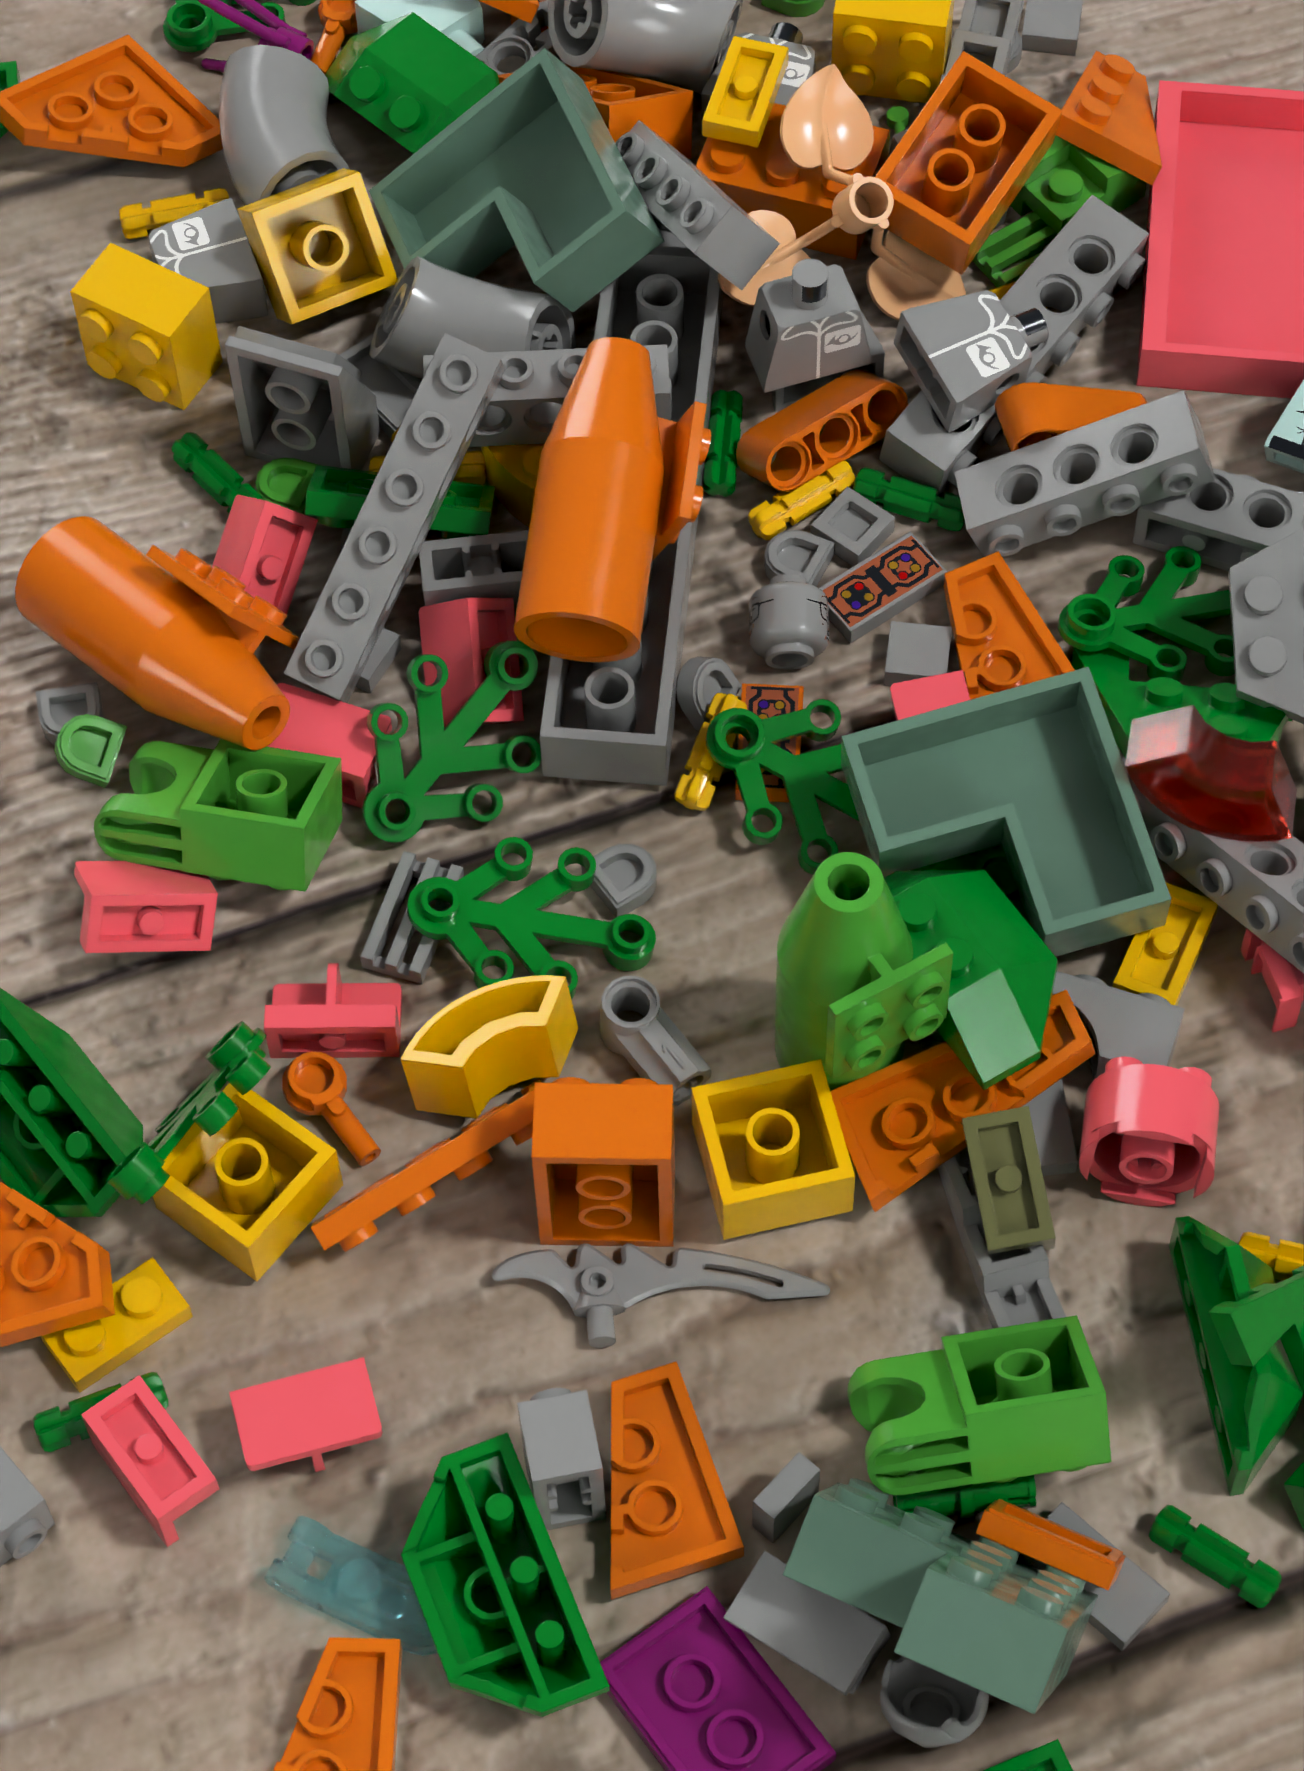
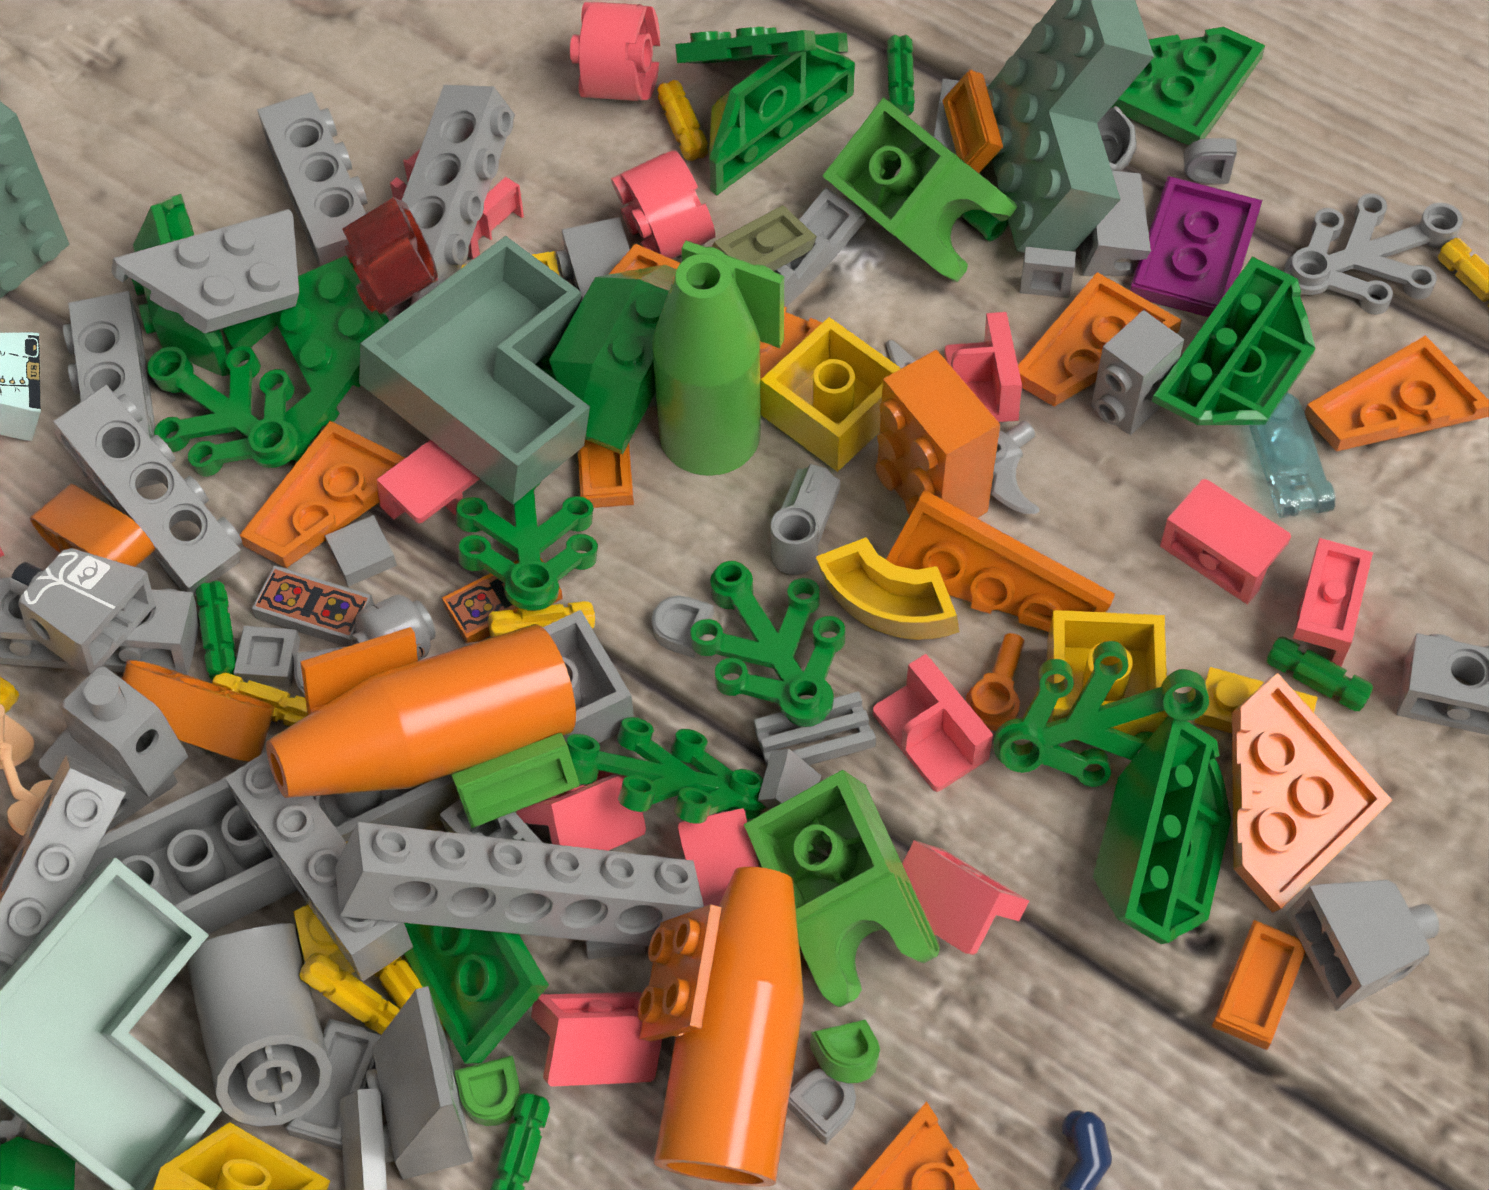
camera: 125 degrees left, 0 degrees up
(366, 848) = (785, 778): none -> light grey tile
(504, 580) = (516, 780): none -> bright green tile
(700, 1333) = (991, 368): none -> coral panel

